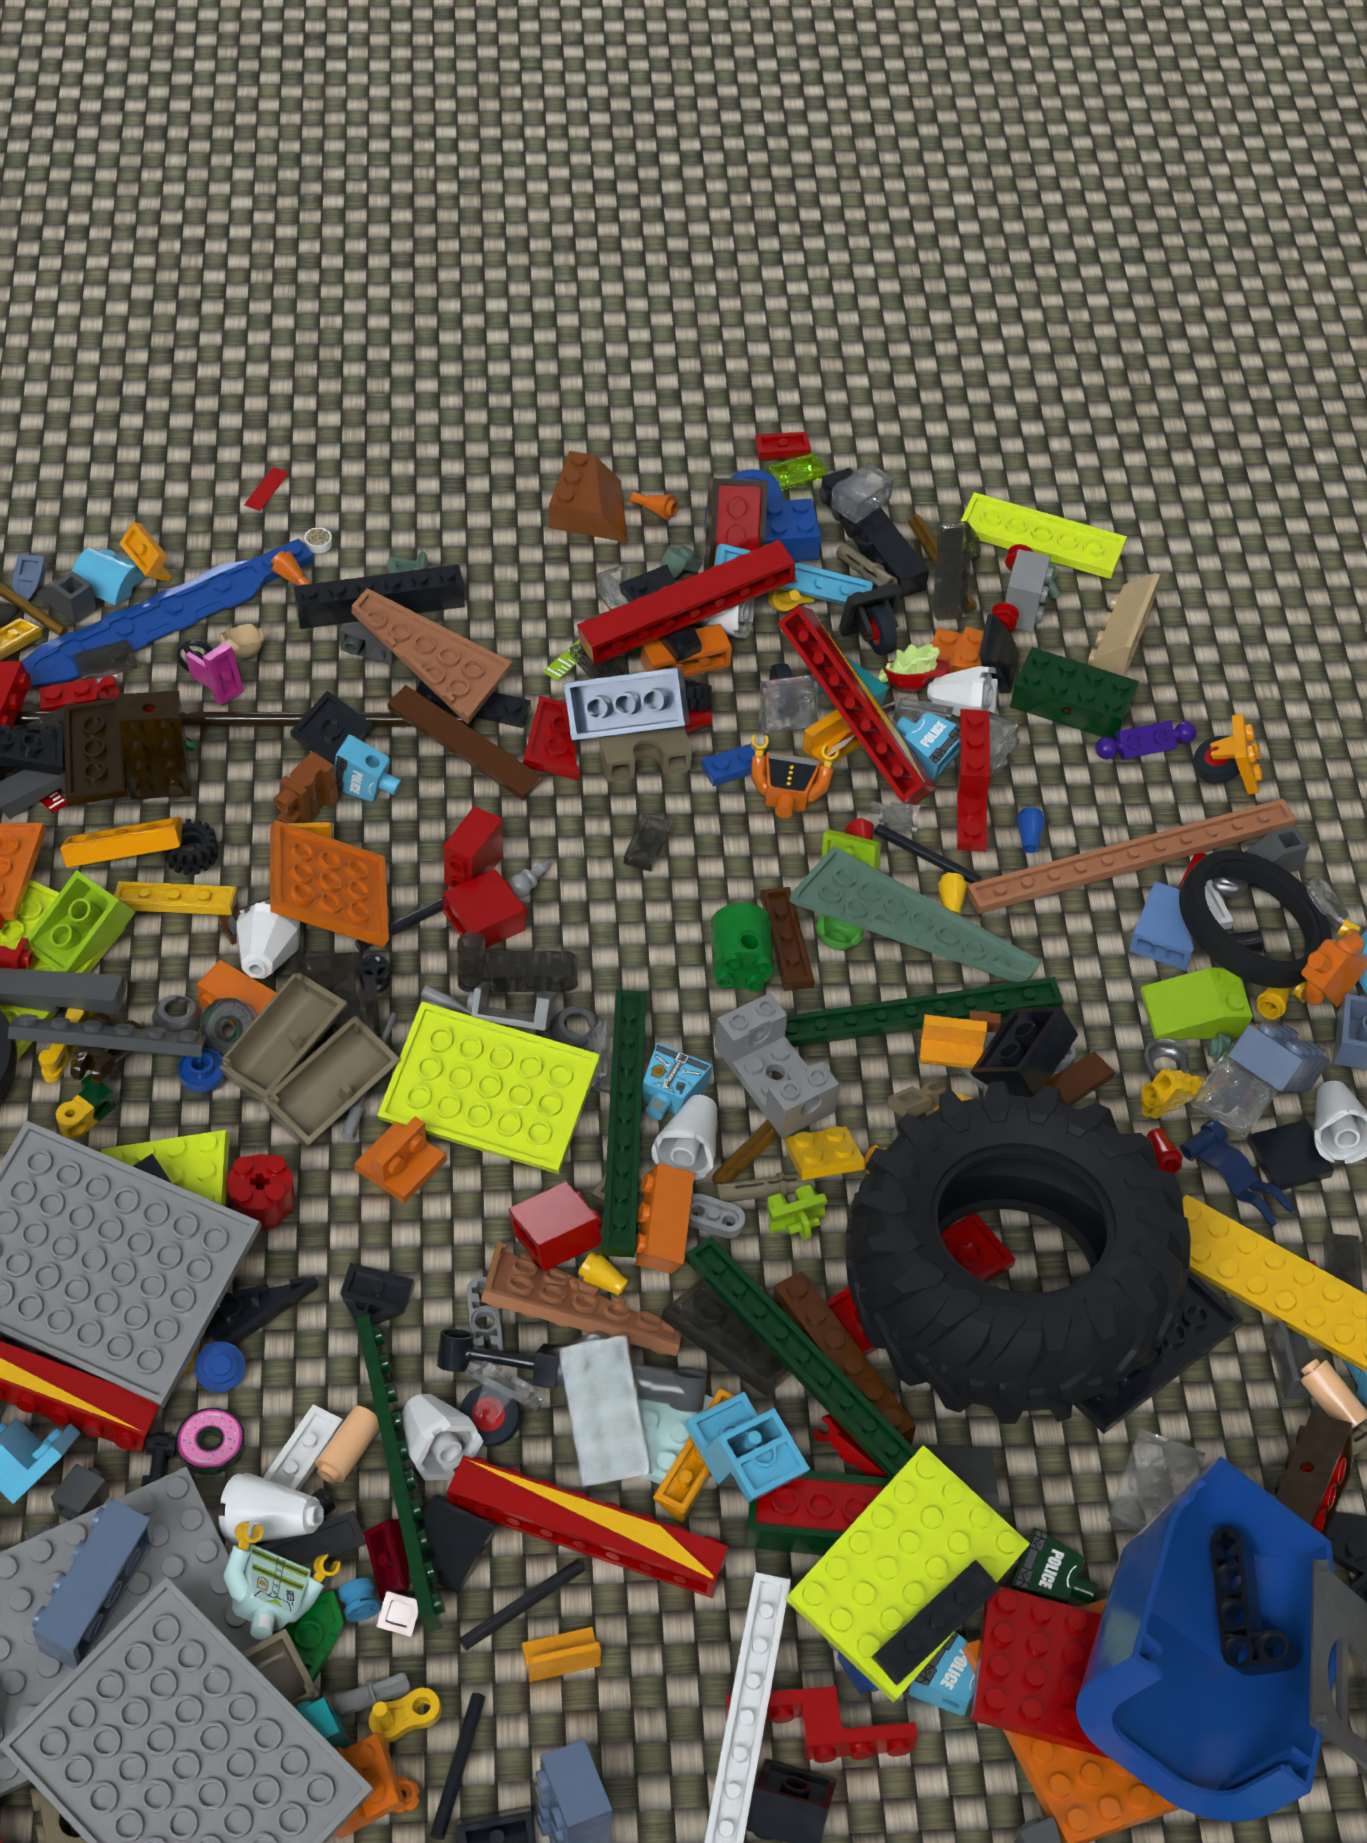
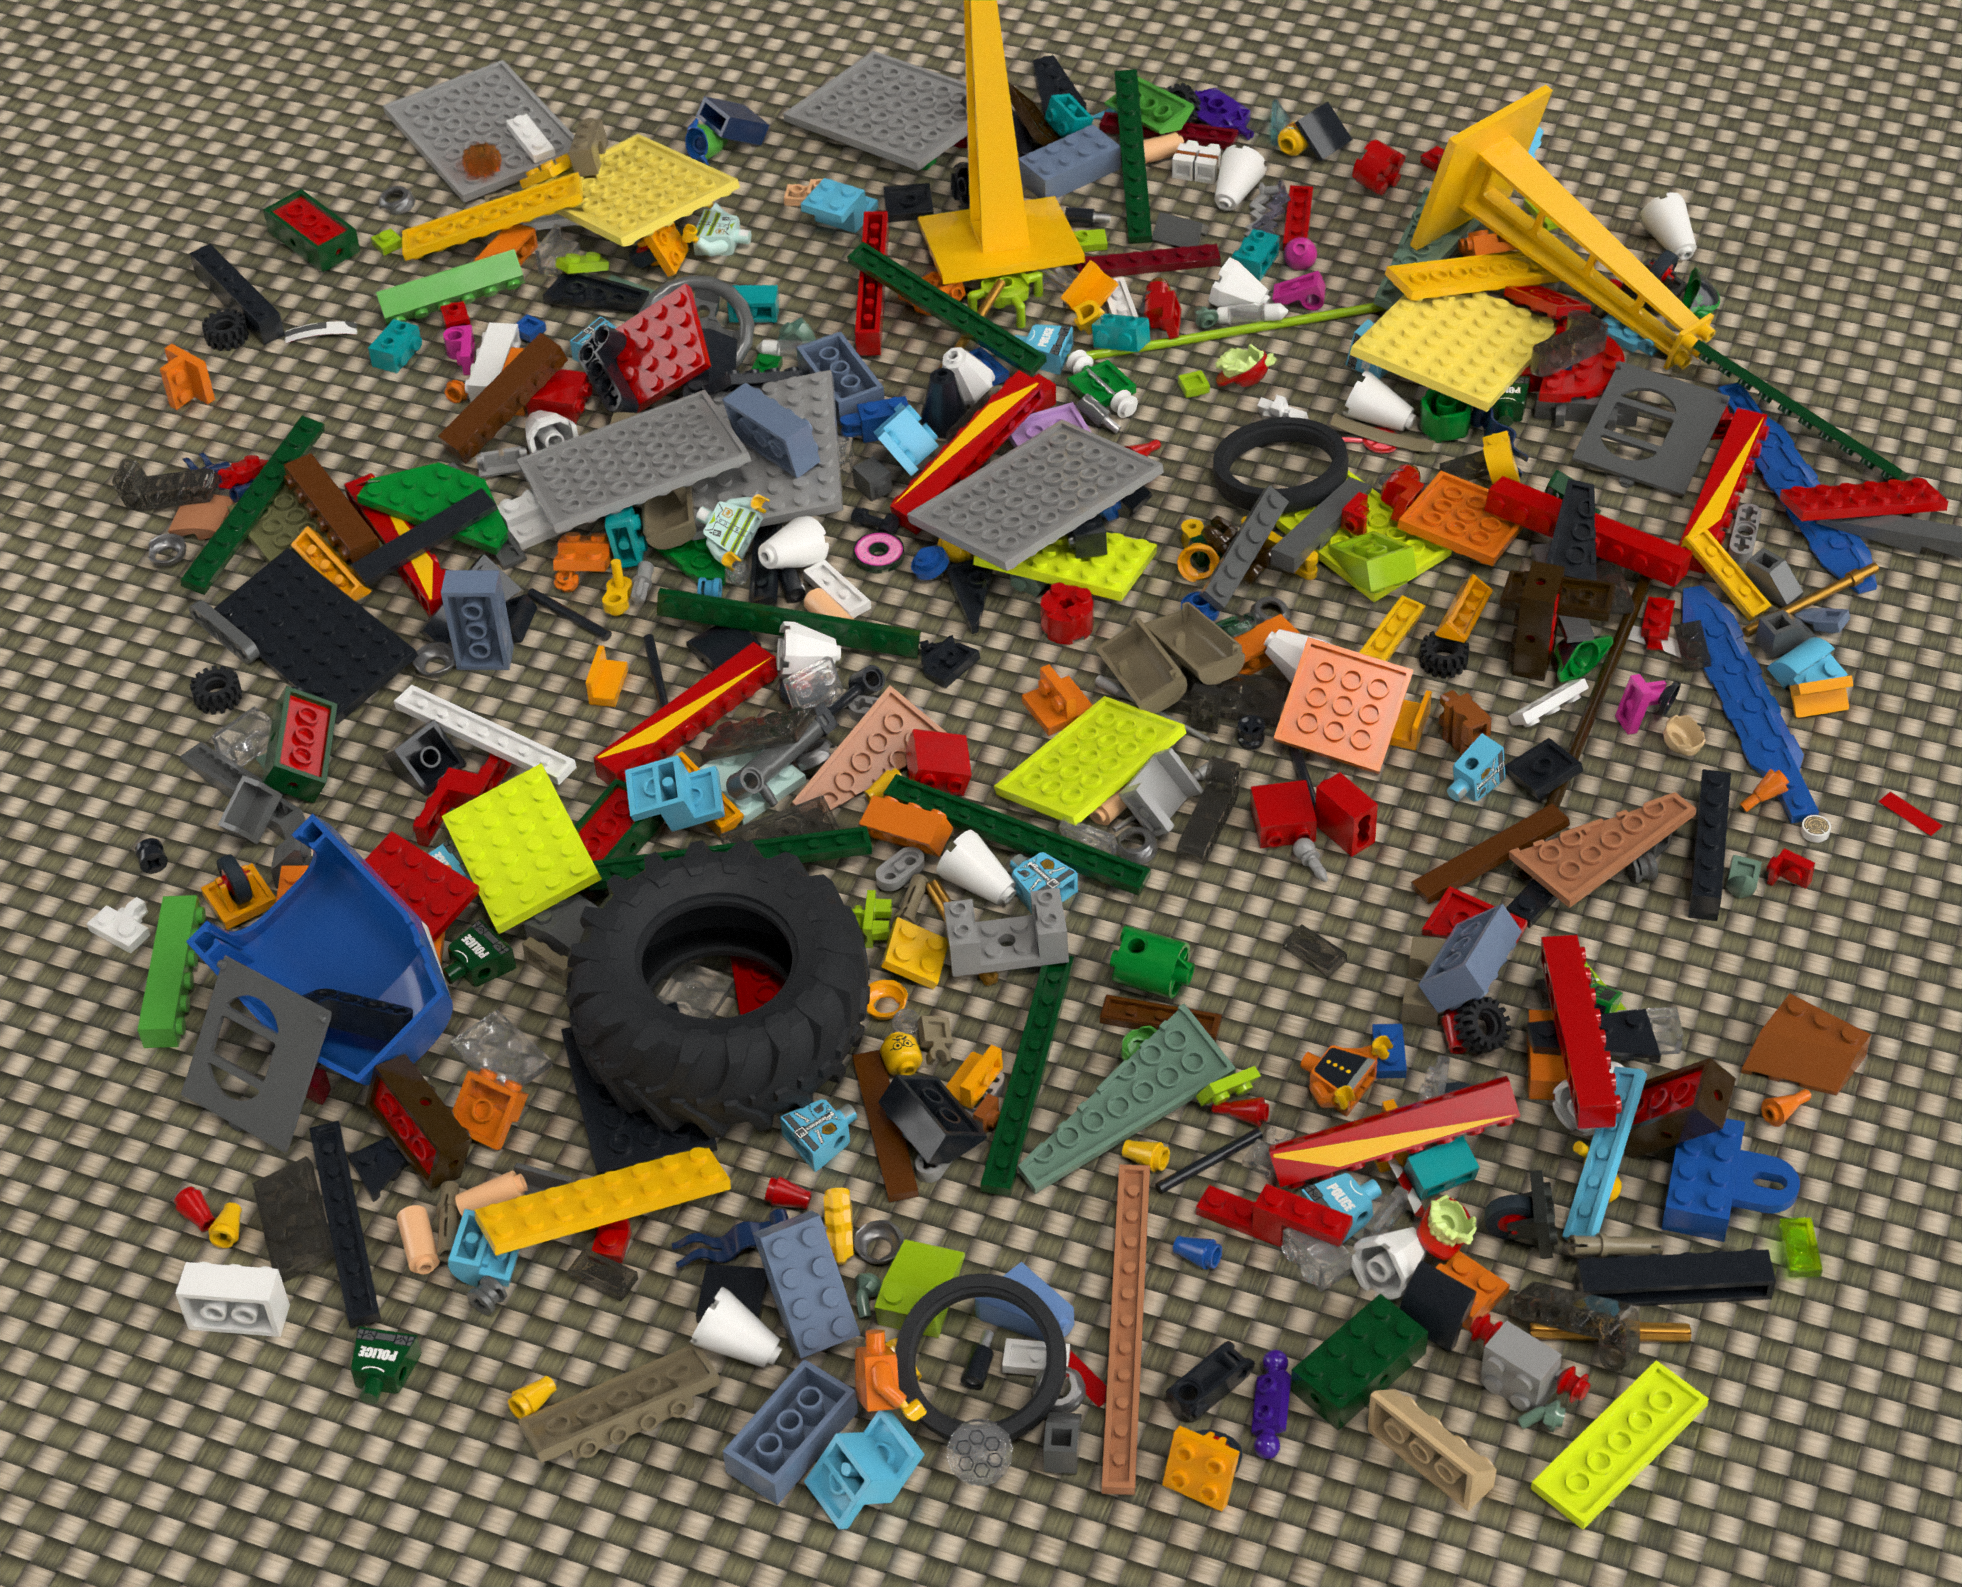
camera: 120 degrees right, 5 degrees down
(123, 1093) = (1186, 568): none -> light orange piece
(233, 748) = (1548, 703): none -> white plate
(383, 542) = (1791, 867): none -> red bracket
(782, 445) = (1848, 1250): red plate -> none
(862, 492) = (1709, 1253): clear brick -> none
(935, 1622) = (468, 837): black plate -> none
(1017, 1482) = (546, 961): none -> dark tan plate
(1153, 783) = (1208, 1382): none -> black piece
(1239, 1444) = (488, 1106): none -> orange plate

